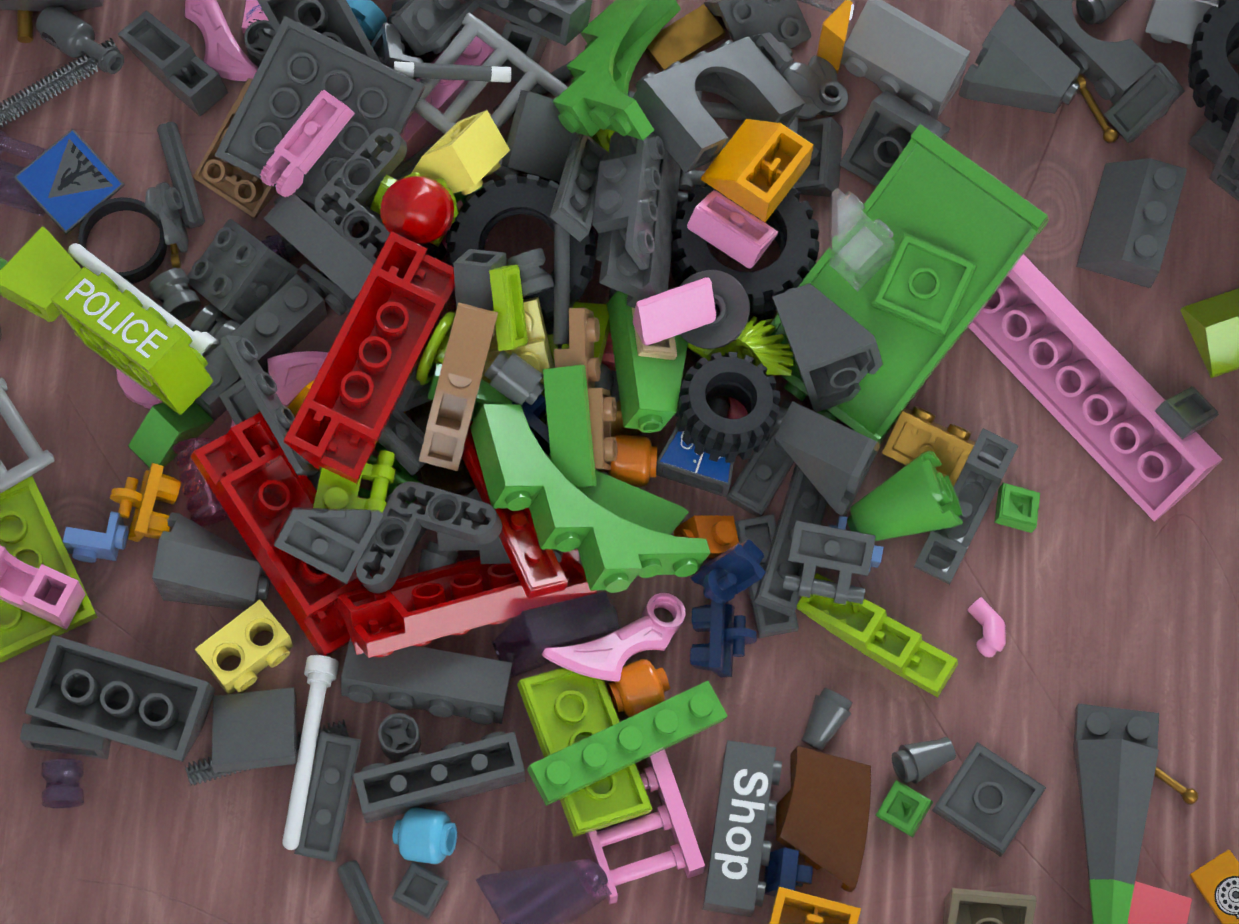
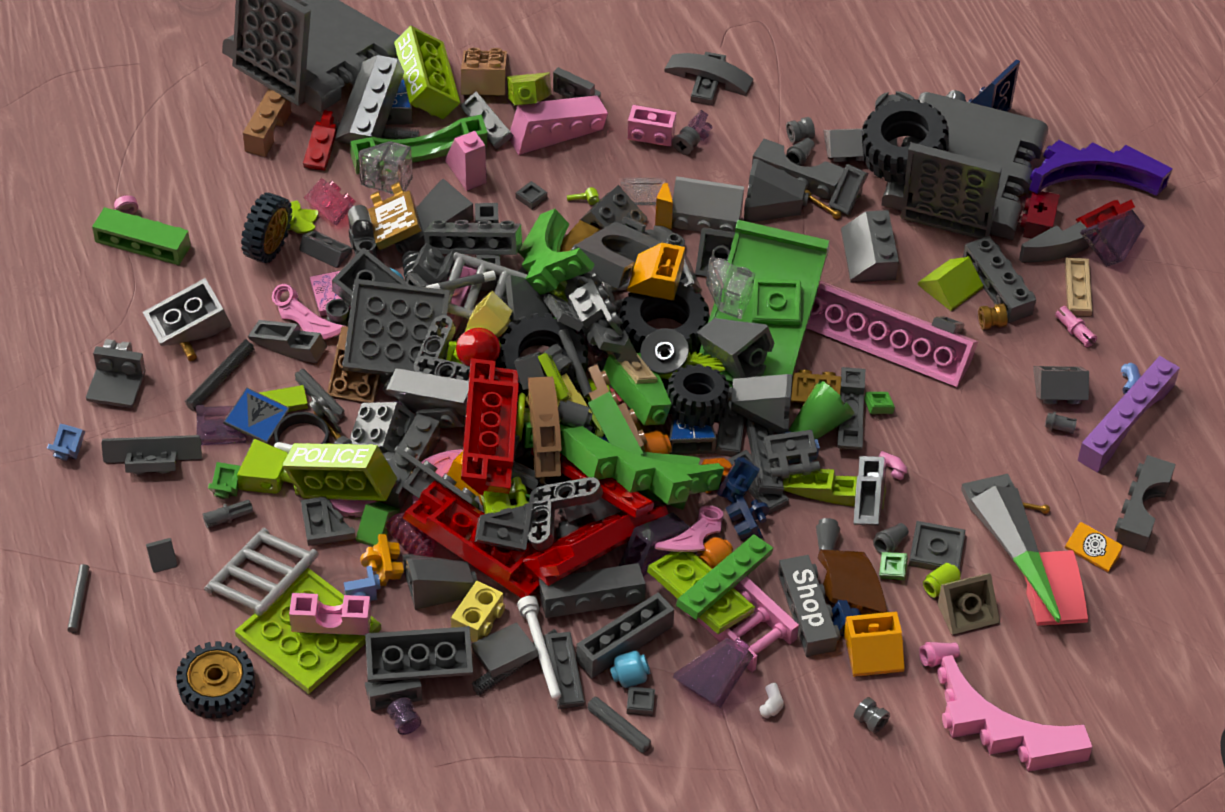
camera: 20 degrees left, 20 degrees down
(76, 38) = (224, 343): dark grey piece -> none
(90, 403) = (324, 523): none -> dark grey wing
(130, 163) = (291, 397): none -> lime tile
(305, 143) = (396, 338): bright pink hinge -> none
(396, 731) = (589, 622): dark grey wheel -> none
(675, 311) = (647, 352): bright pink slope -> none
(731, 229) = (656, 310): bright pink slope -> none
(923, 670) = (870, 490): none -> dark grey slope
(966, 865) = (944, 574): none -> lime brick

